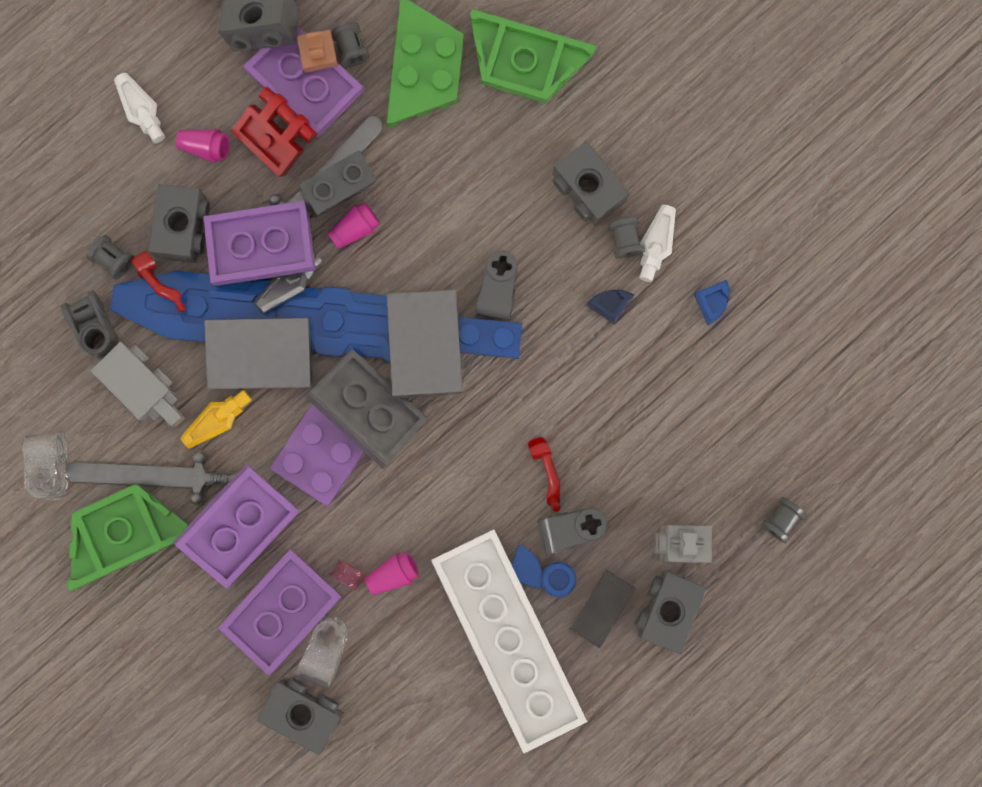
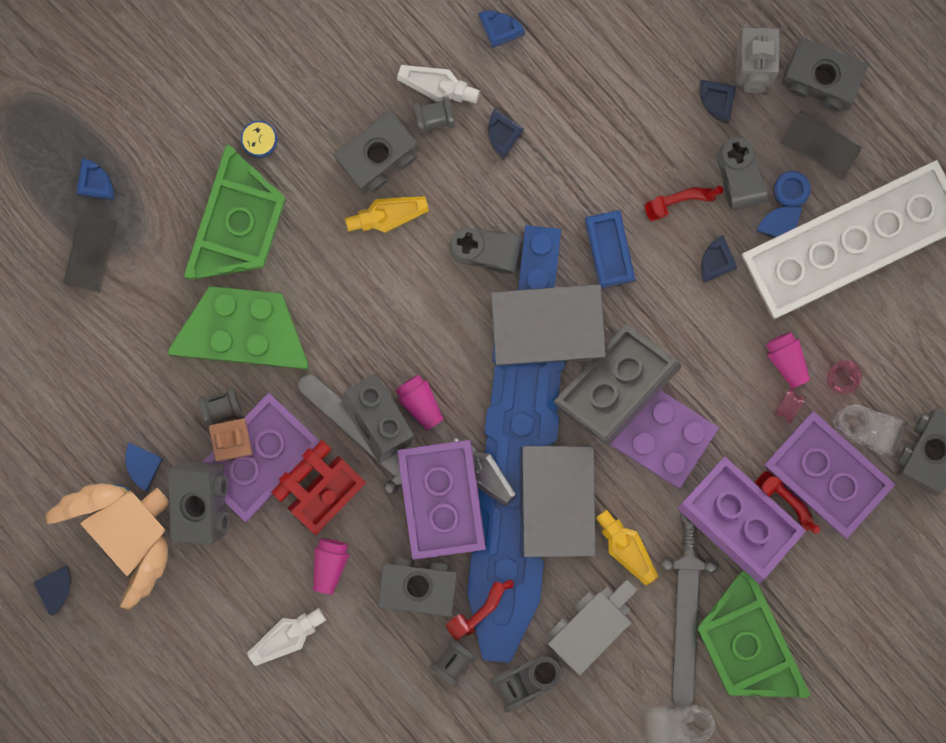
camera: 85 degrees left, 0 degrees up
(272, 555) = (771, 484): none -> red piece
(372, 617) = (833, 380): none -> clear pink bush
(489, 506) = (717, 260): none -> dark blue tile
(500, 404) = (610, 249): none -> blue tile
(533, 196) = (388, 214): none -> yellow piece
(603, 78) = (259, 139): none -> light yellow tile
(646, 508) = (717, 99): none -> dark blue tile

